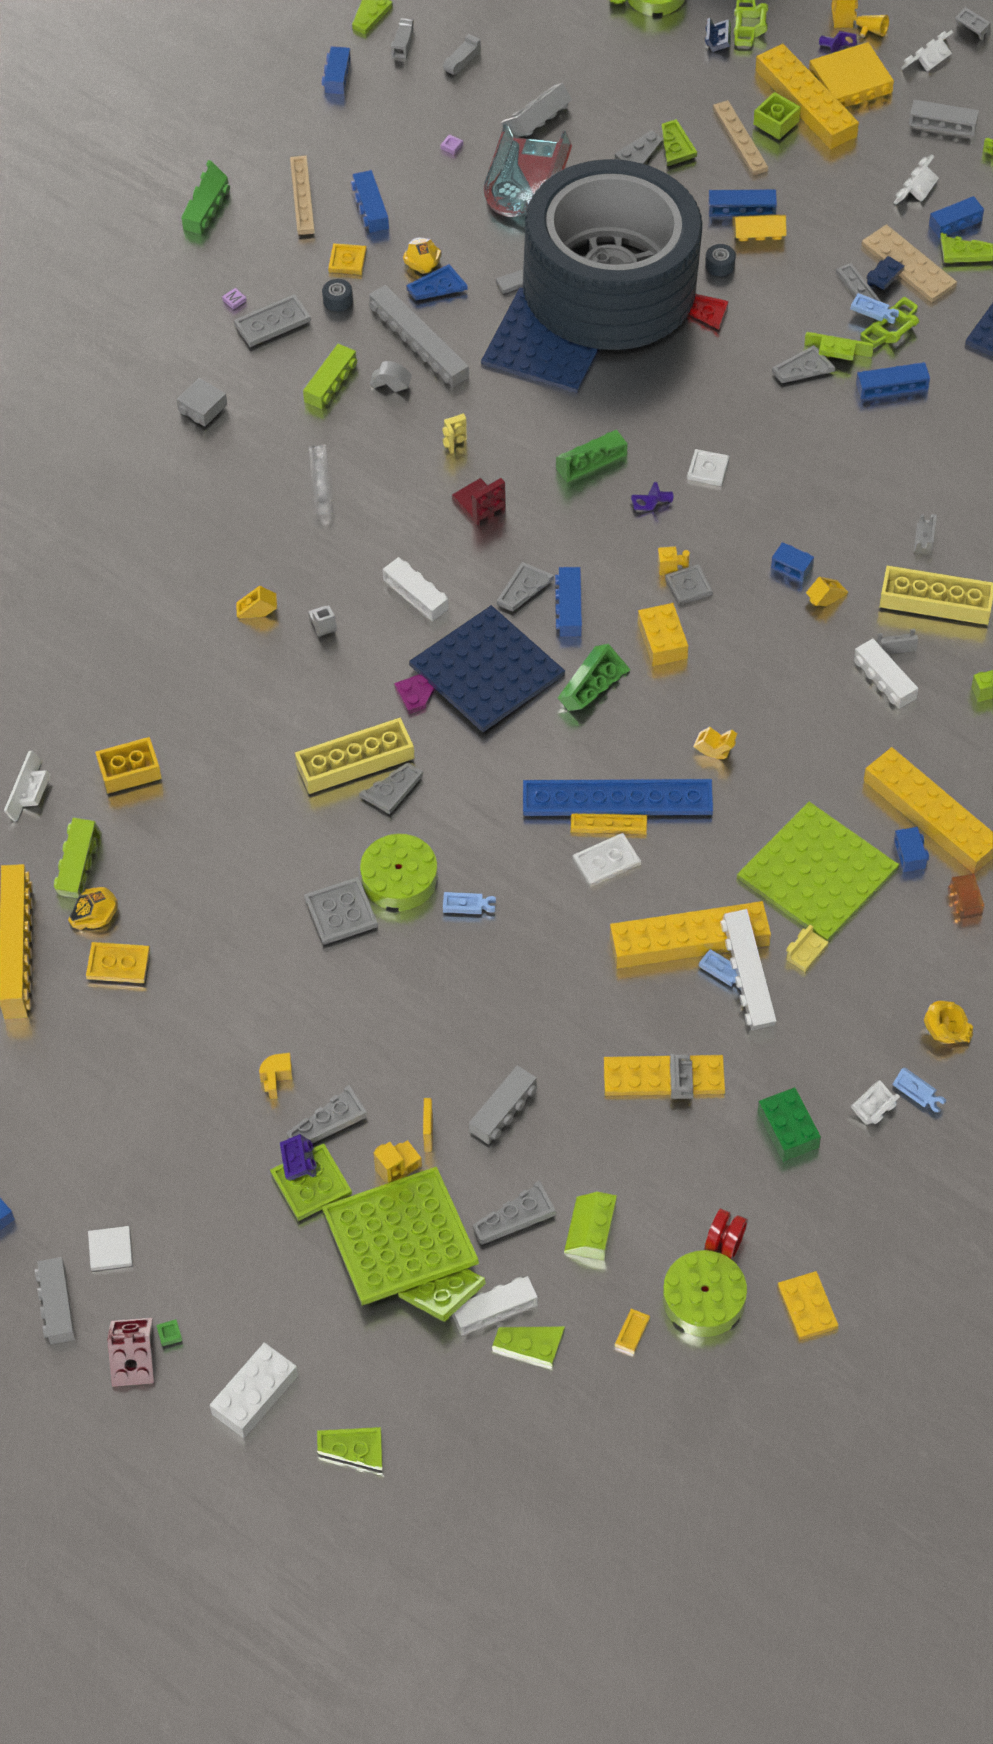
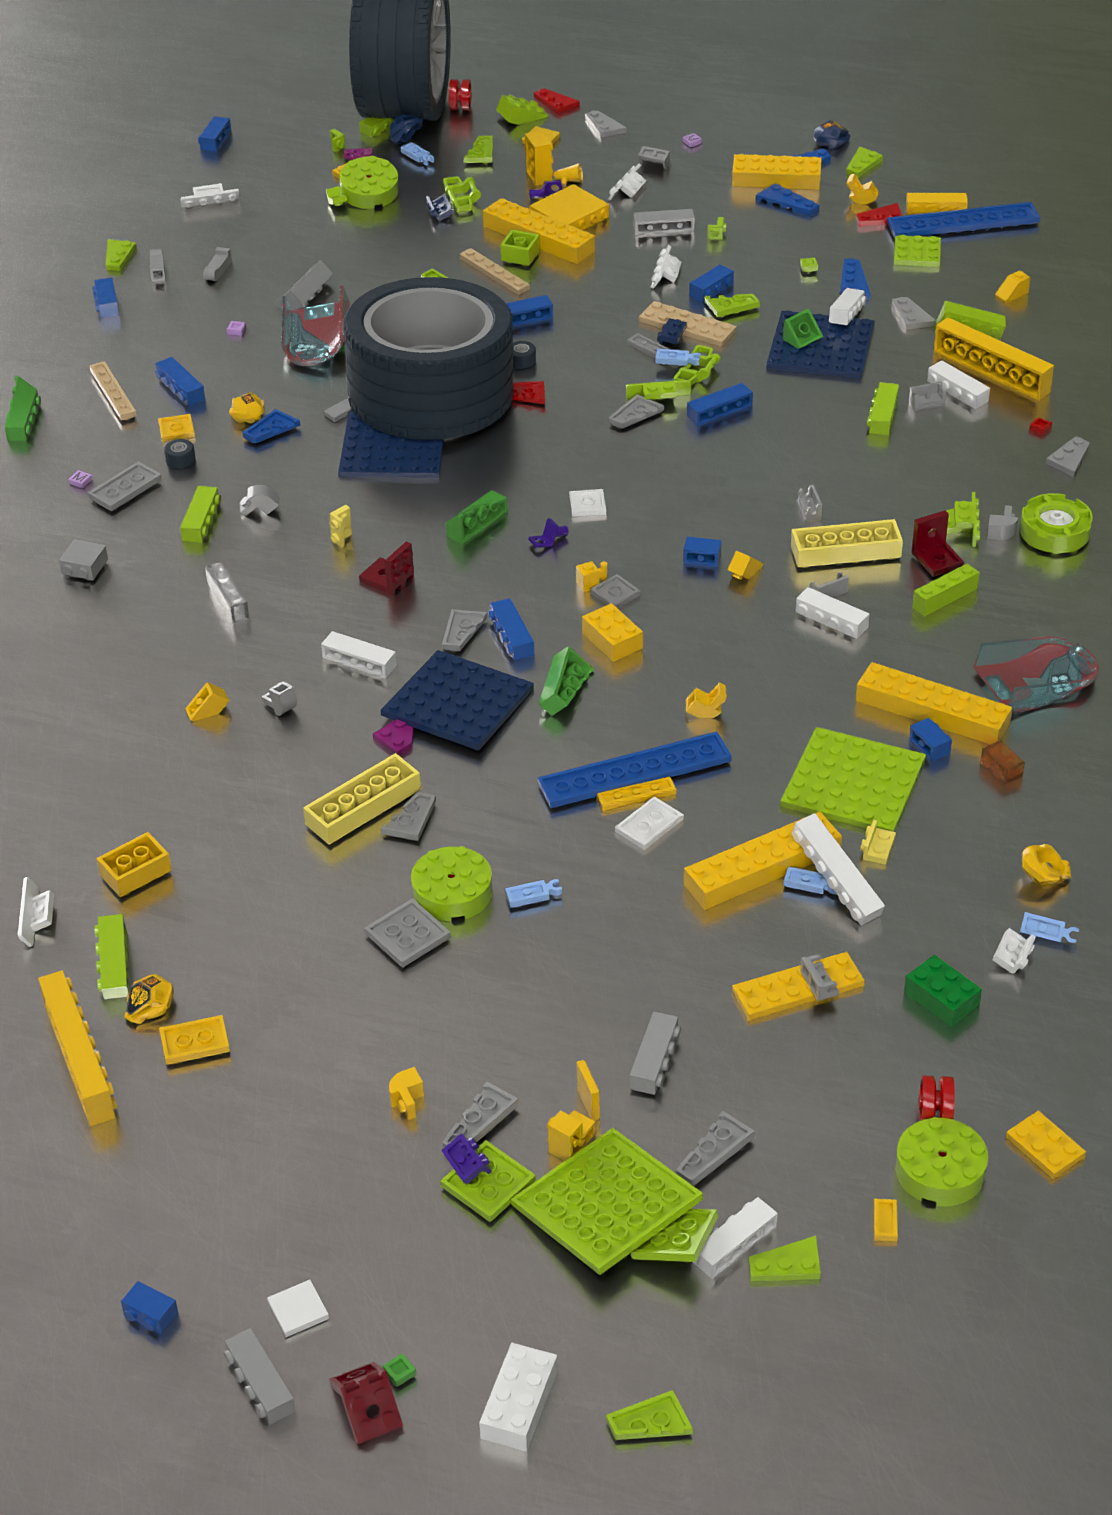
camera: 20 degrees left, 15 degrees down
(419, 336) = (271, 466): light grey brick -> none
(591, 1225) = (796, 1135): lime slope -> none
(759, 227) = (544, 324): yellow slope -> none

